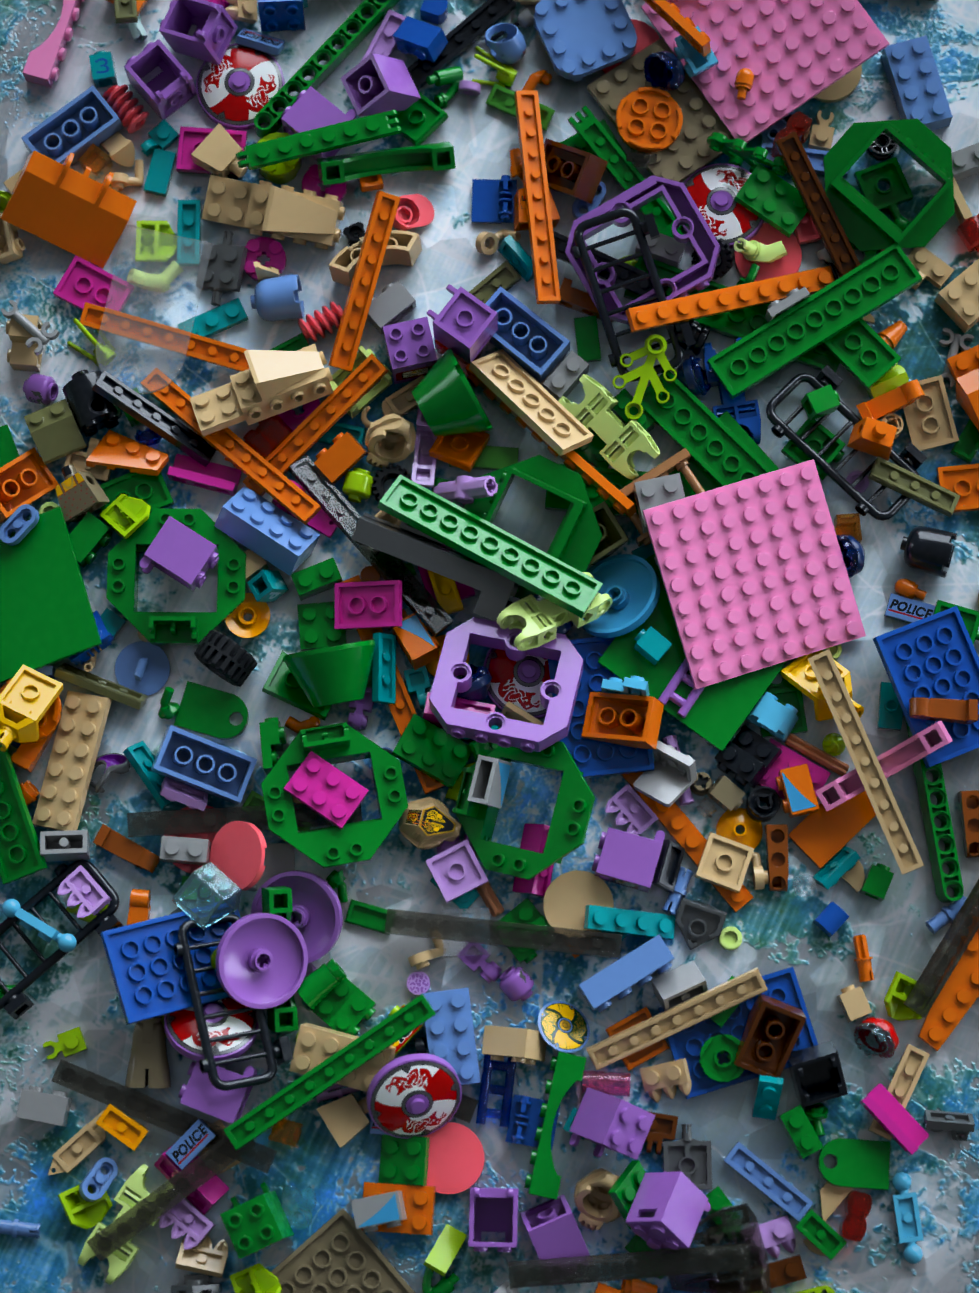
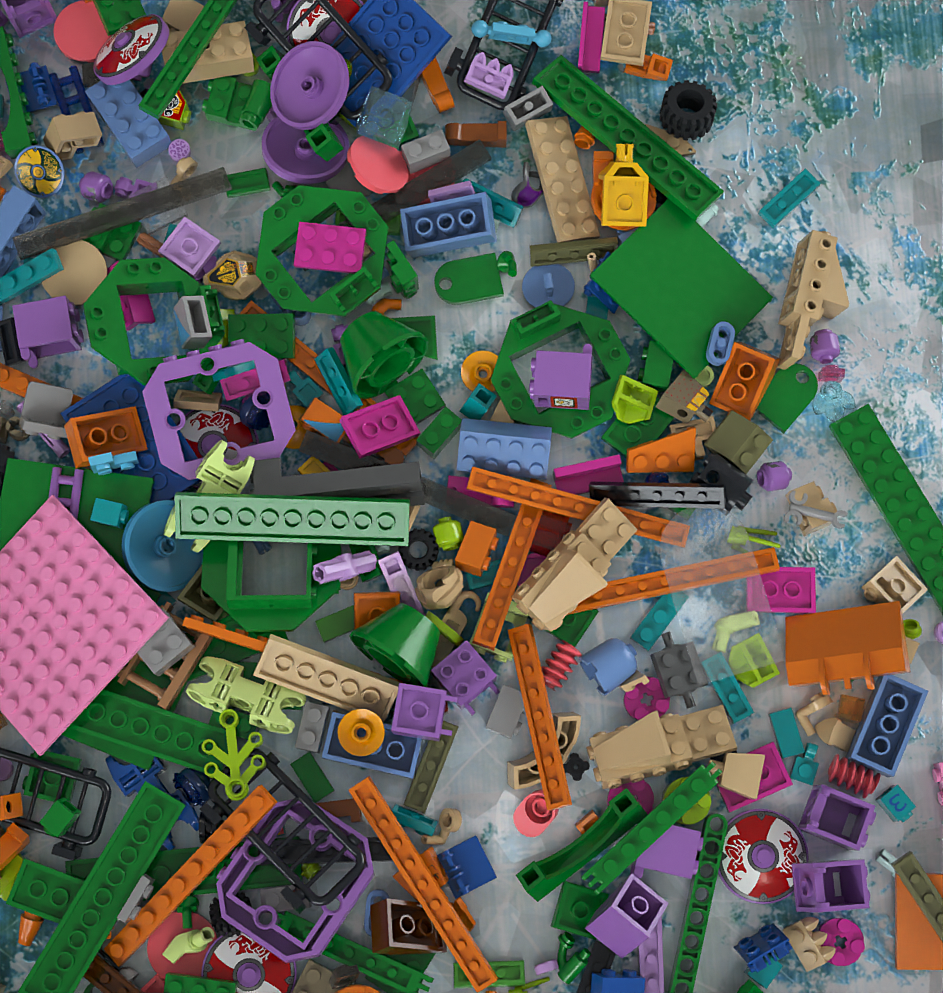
camera: 150 degrees right, 0 degrees up
(225, 658) = (478, 320): black tyre -> none
(260, 41) = (767, 909): medium blue tile -> none
(407, 400) = (445, 630): none -> lime tile
(521, 331) = (352, 723): none -> light orange dish
(632, 810) = (66, 375): lavender plate -> none

